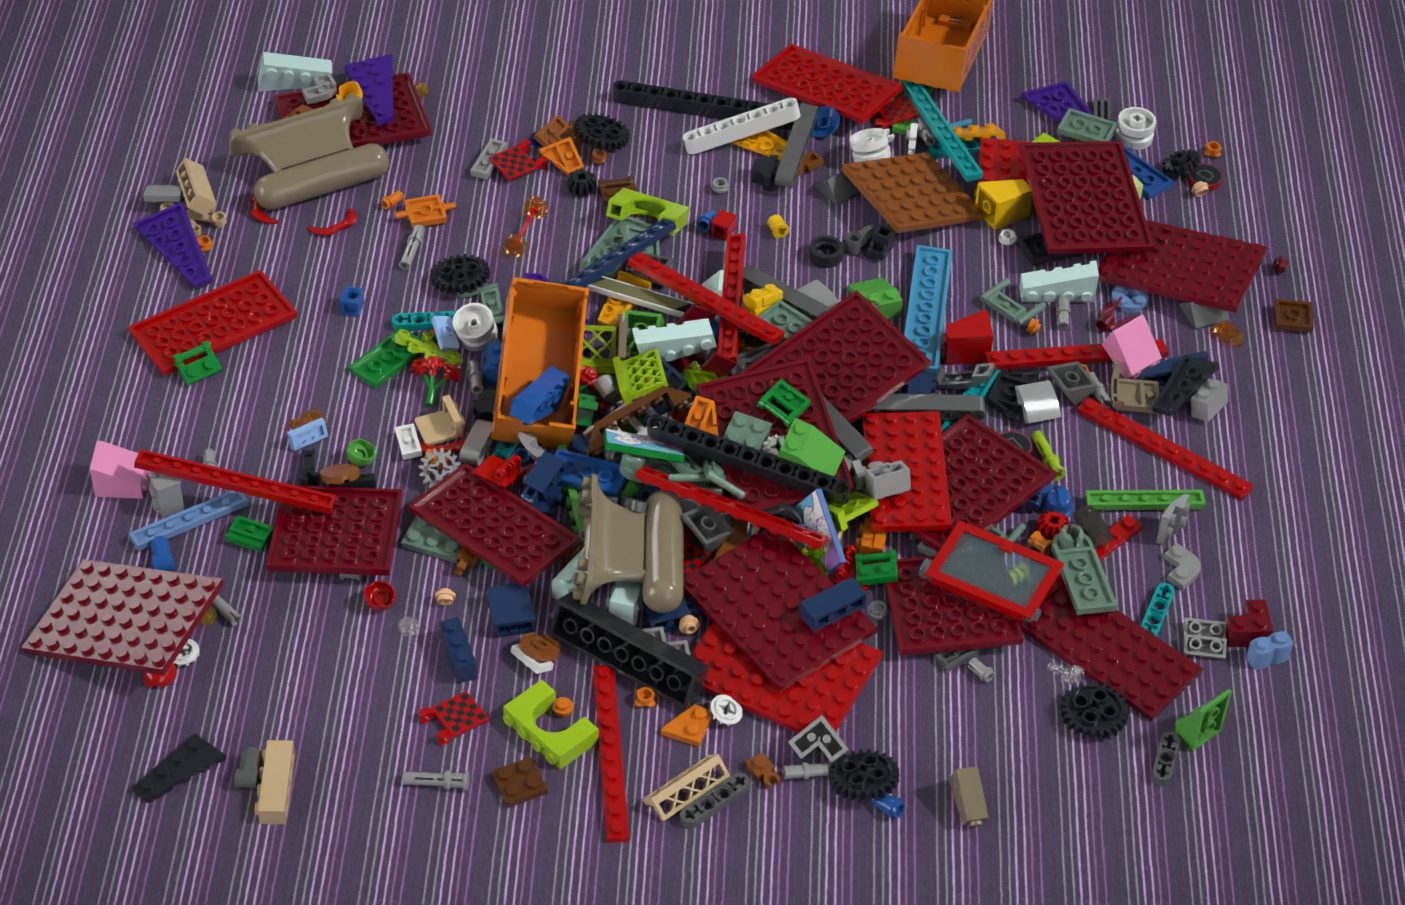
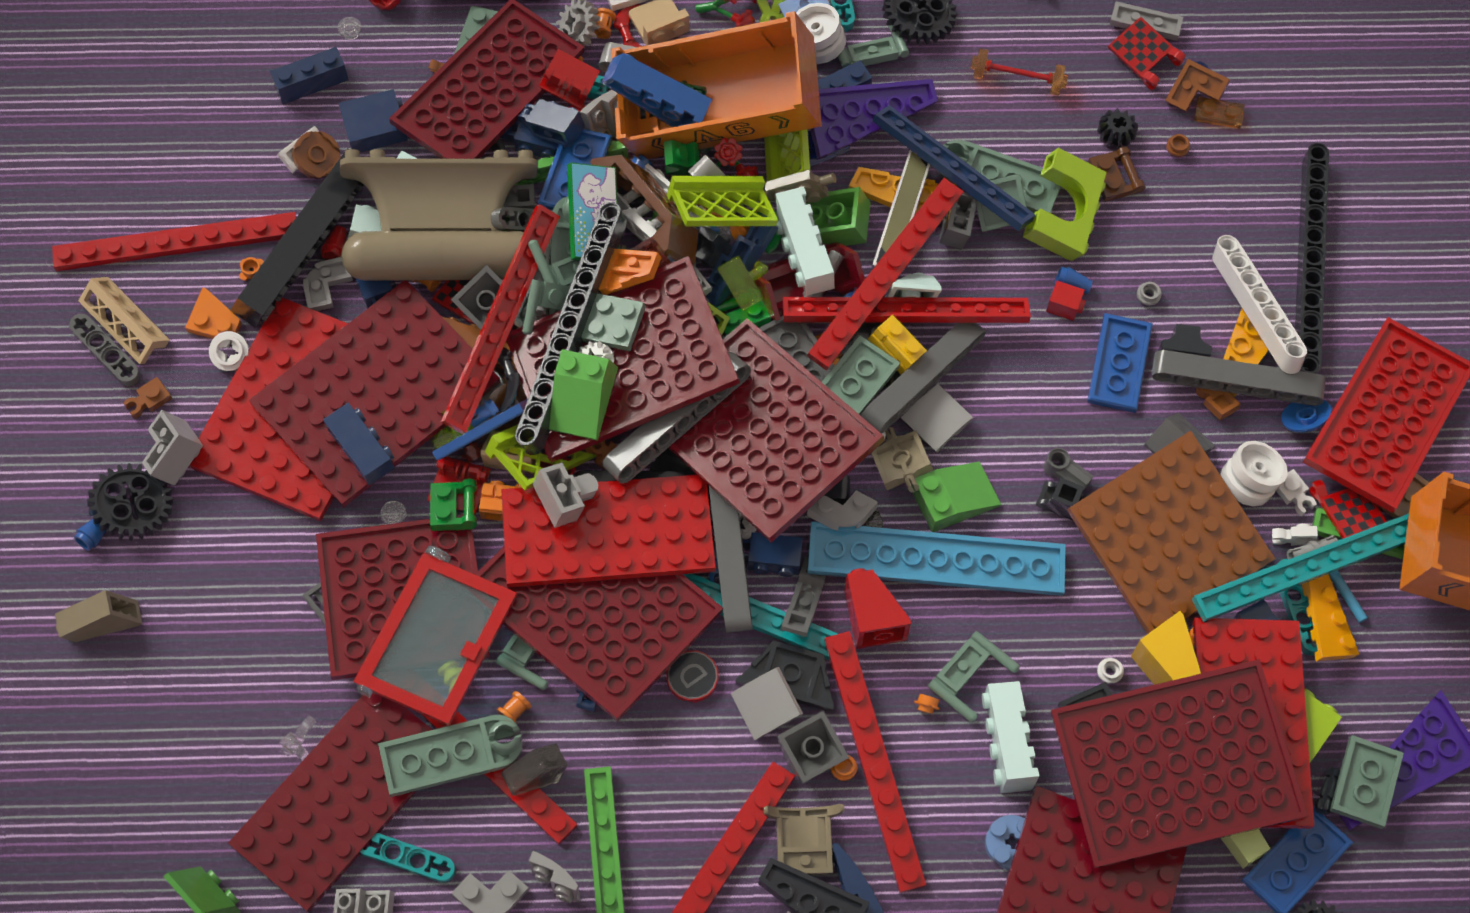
camera: 85 degrees right, 20 degrees up
(409, 778) = (132, 86): light grey pin -> none
(445, 596) = (390, 56): light nougat plate -> none
(456, 715) = (226, 89): red flag -> none
(519, 782) = (133, 157): reddish brown plate -> none
(557, 747) = (216, 148): lime arch -> none
(562, 707) = (237, 187): orange plate -> none
(563, 155) = (1162, 102): orange wing -> none
(601, 131) = (1205, 146): black gear -> none
(688, 624) = (357, 304): light nougat plate -> none
(764, 204) = (1119, 363): none -> blue tile
(778, 226) = (1076, 367): yellow bush -> none
(786, 397) = (665, 359): green plate -> none
(805, 771) = (142, 439): light grey pin -> none
(826, 242) = (1042, 413): black tyre -> none
(856, 472) = (579, 464): light grey plate -> none
(985, 673) = (299, 634): light grey pin -> none
(1049, 458) = (666, 723): lime pin -> none
(1051, 524) = (537, 731): red gear -> none
(1057, 499) = (599, 733): blue piece -> none
(1063, 312) = (961, 745): light grey pin -> none
(1094, 710) = (211, 779): black gear -> none
(1100, 392) = (811, 789): light grey pin -> none
(1102, 102) = (1457, 813): dark grey tile -> none
(1106, 319) = (953, 803): dark red plant -> none
(1133, 347) = (875, 830): bright pink slope -> none
(1135, 128) = (1390, 859): white wheel -> none
(1167, 766) = (145, 846): dark grey beam -> none

